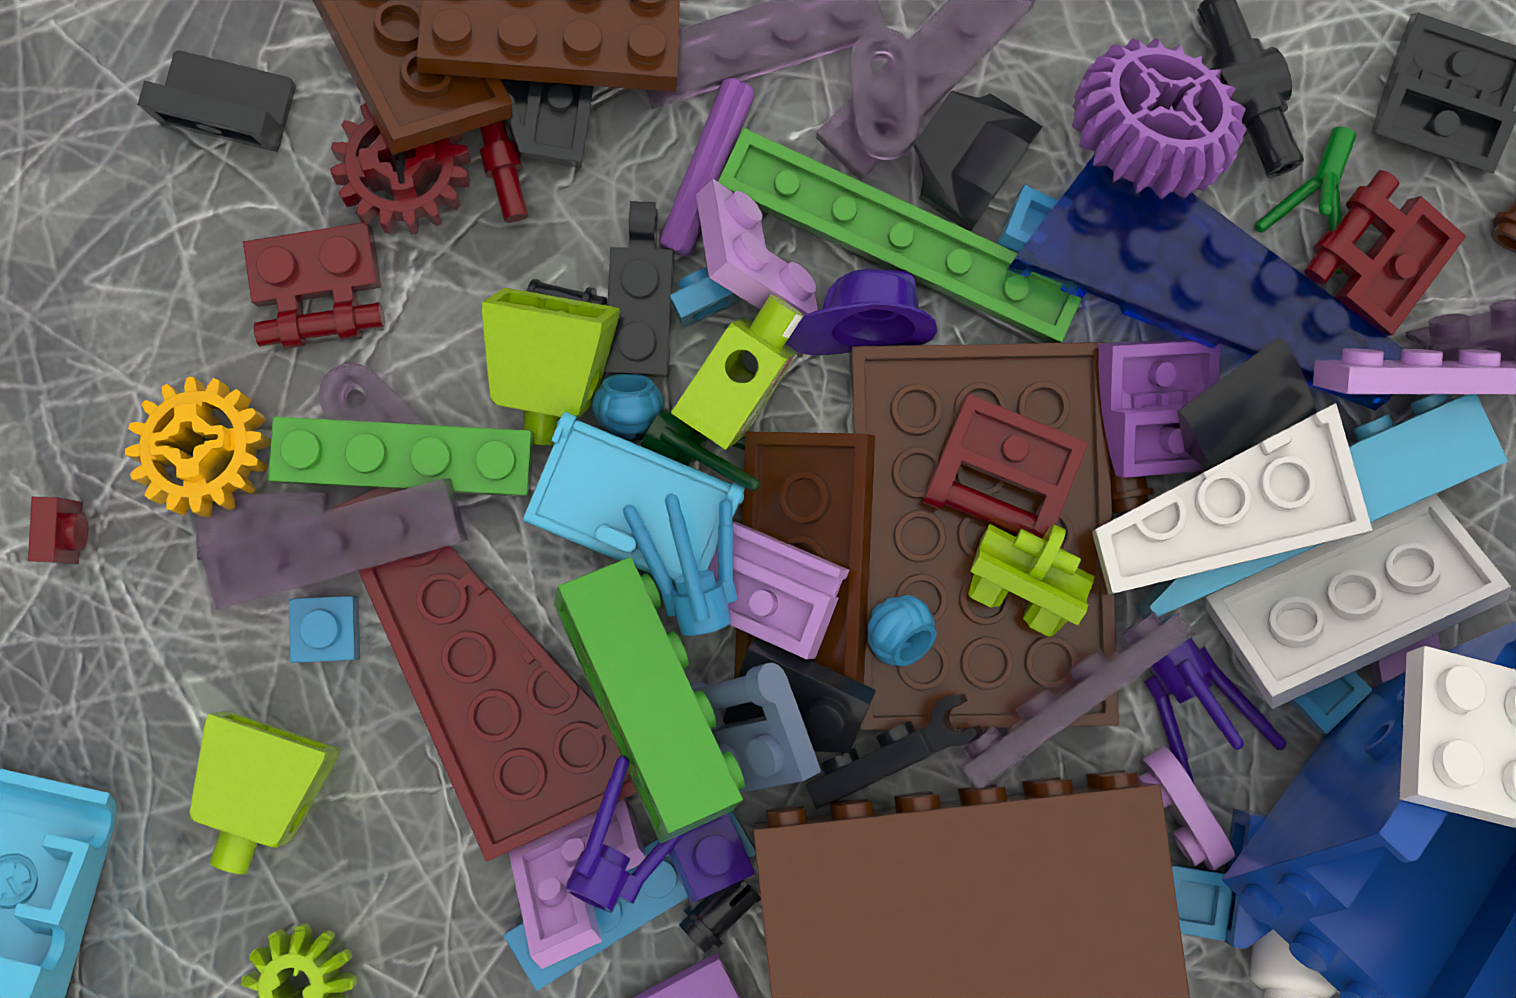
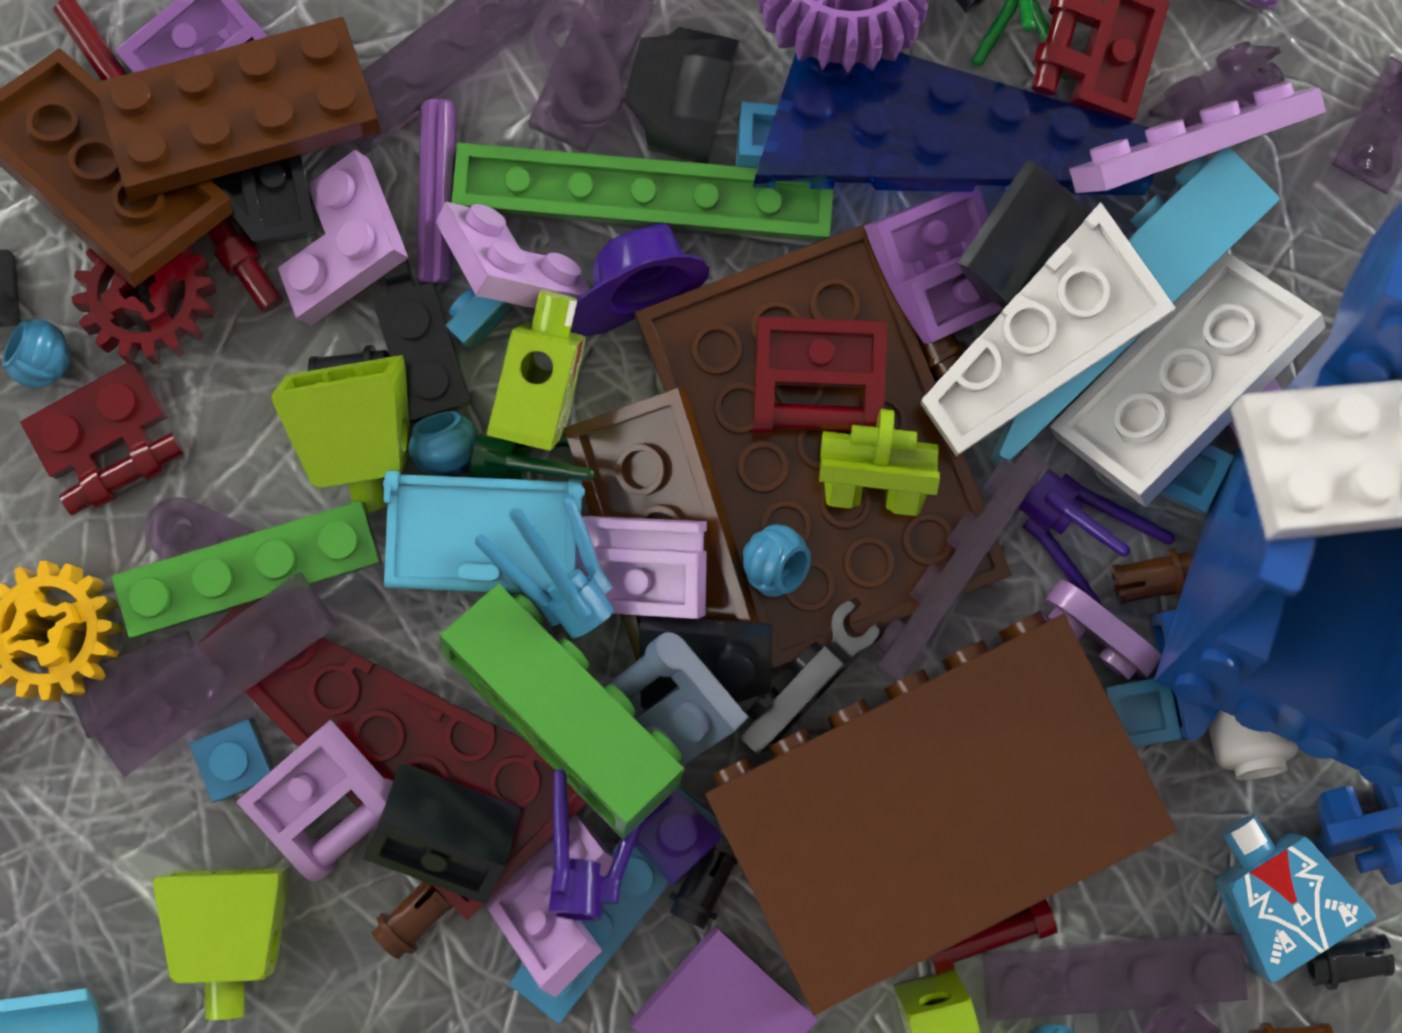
camera: 25 degrees left, 0 degrees up
(281, 184) = (36, 354): none -> dark azure piece
(386, 680) = (308, 786): none -> lavender plate
(433, 841) = (410, 920): none -> reddish brown pin
(494, 773) = (444, 833): none -> black panel
(616, 188) = (357, 241): none -> lavender plate
(1251, 776) = (1151, 577): none -> reddish brown pin

